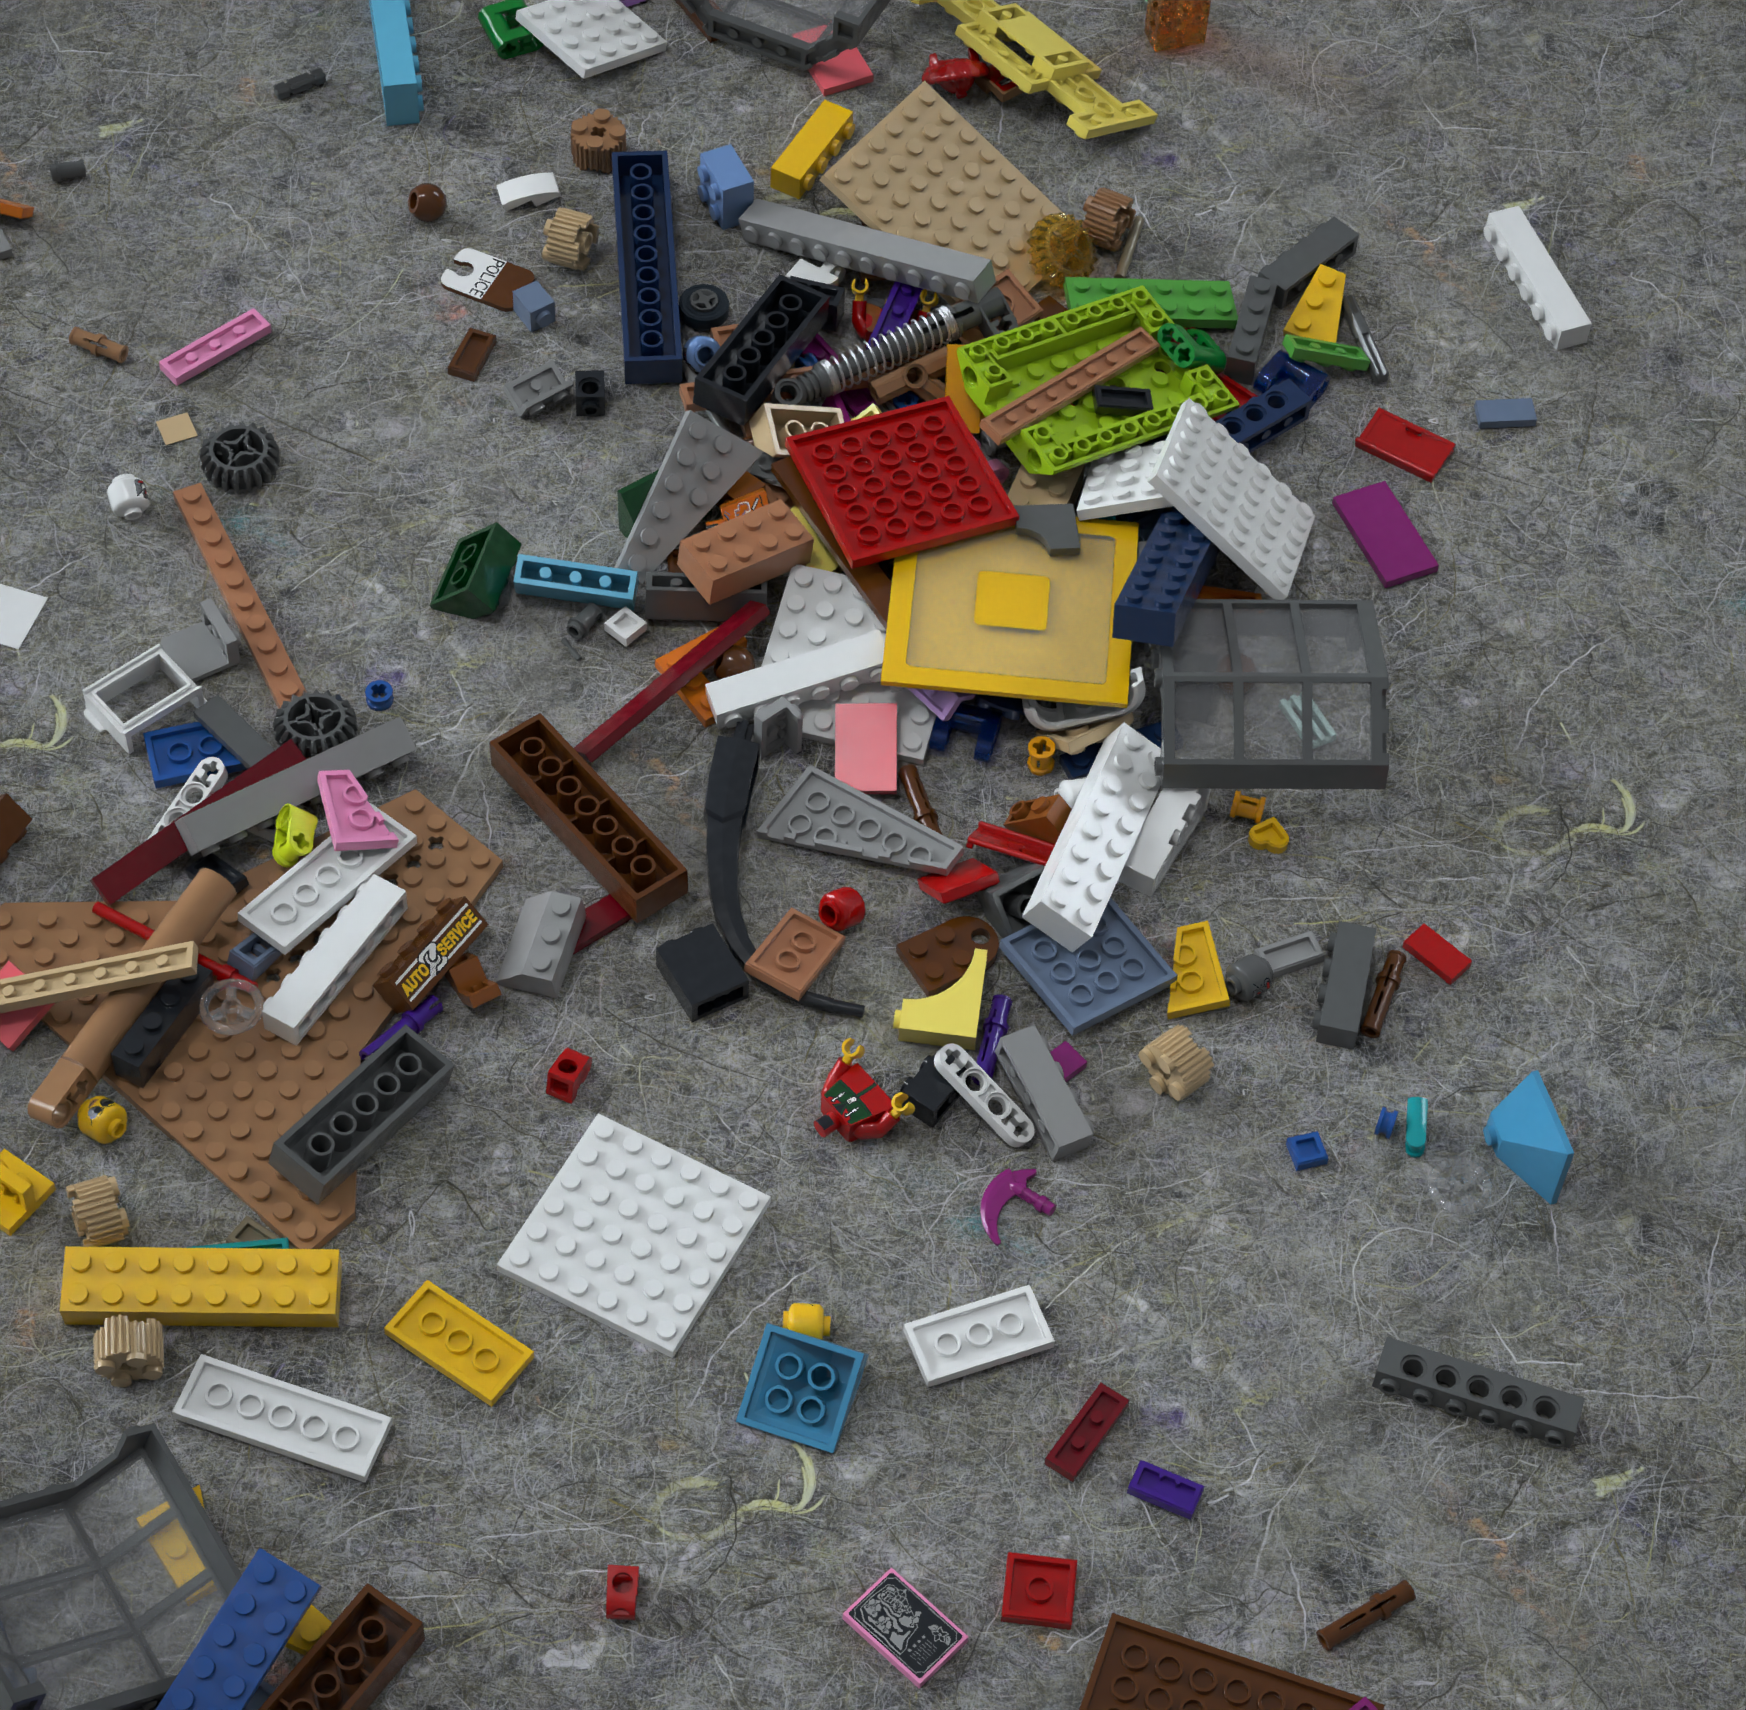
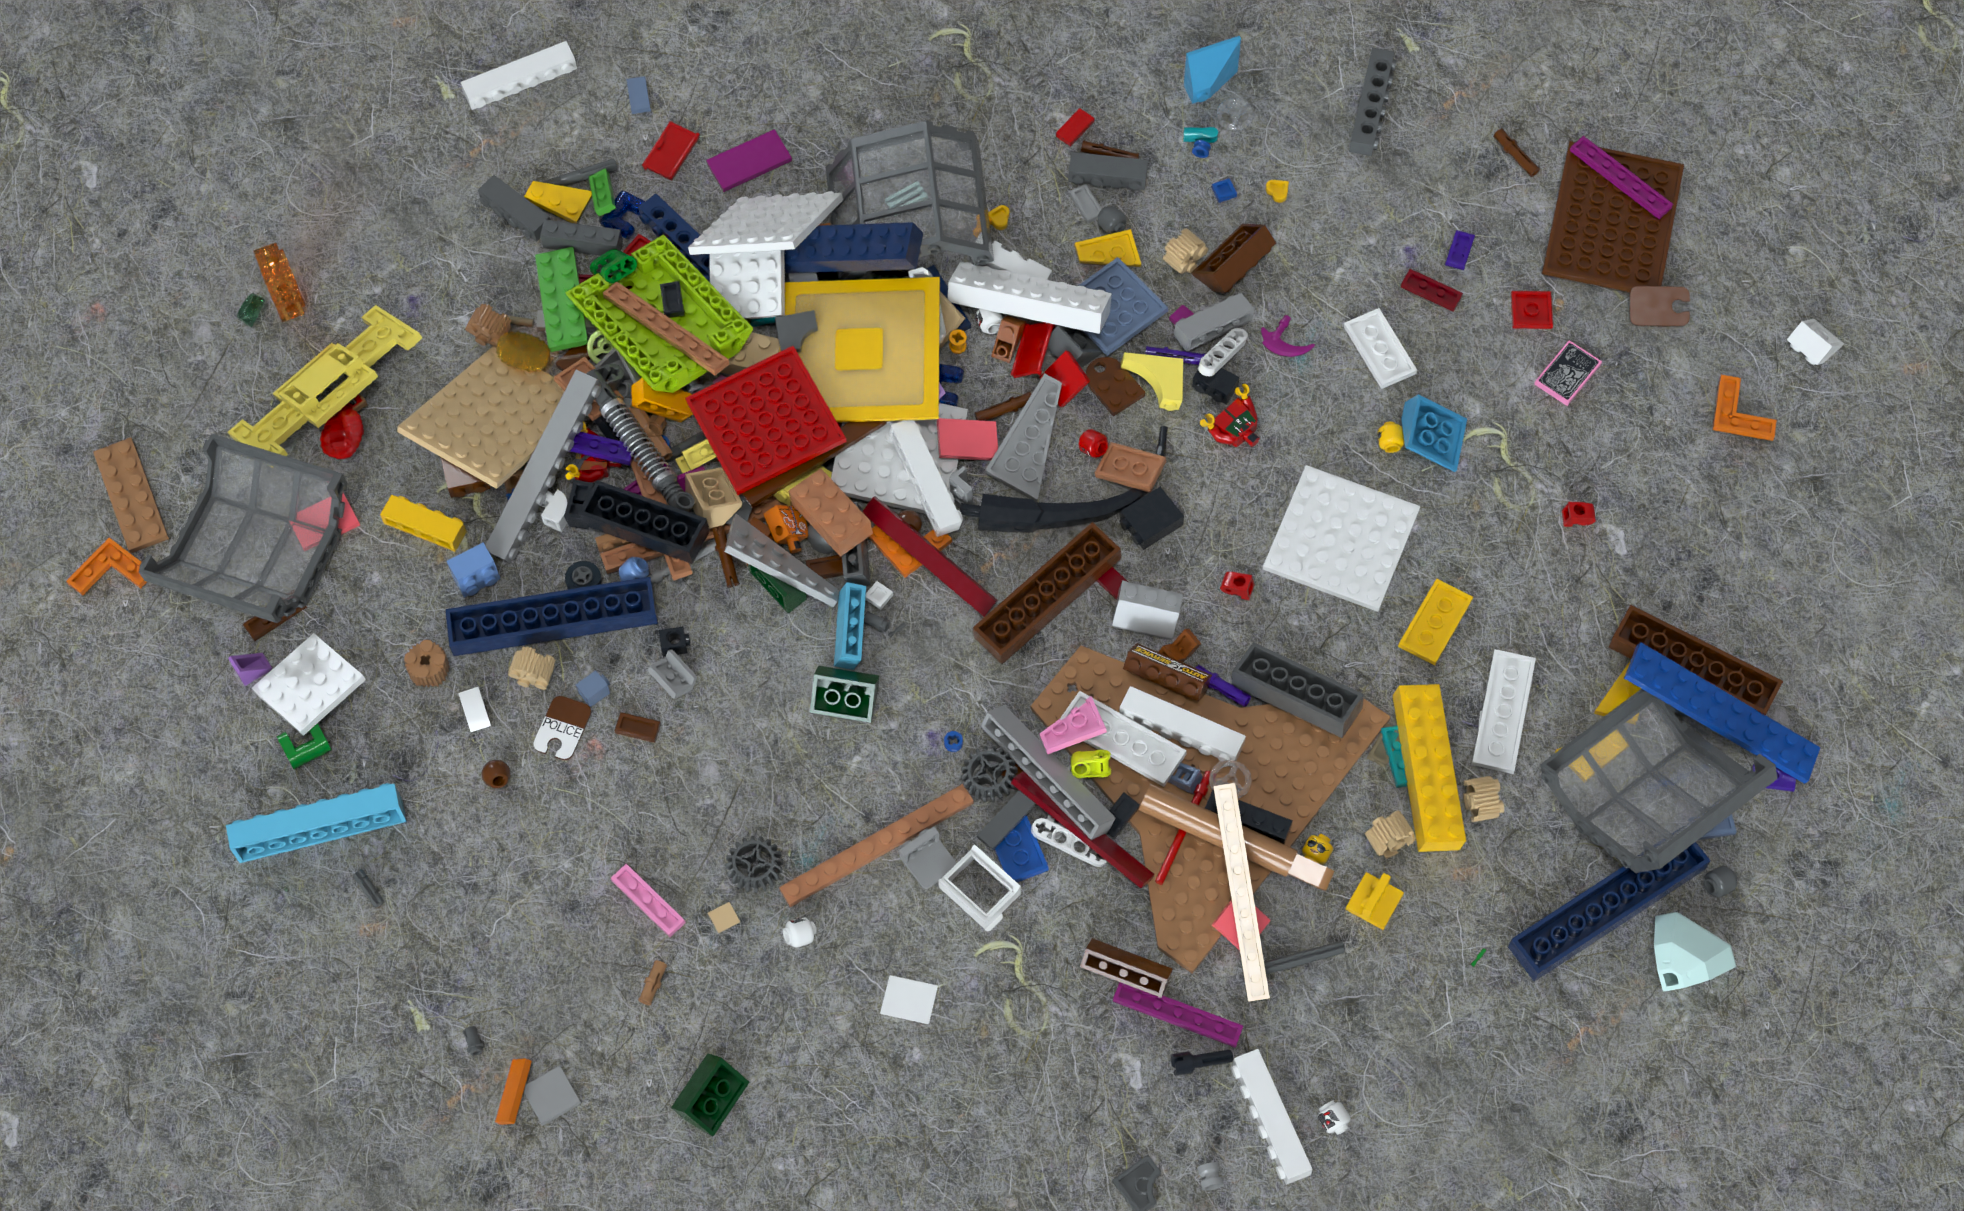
camera: 90 degrees left, 10 degrees up
(1168, 1143) = (1234, 257): none -> reddish brown slope
(1304, 1230) = (1277, 189): none -> yellow tile

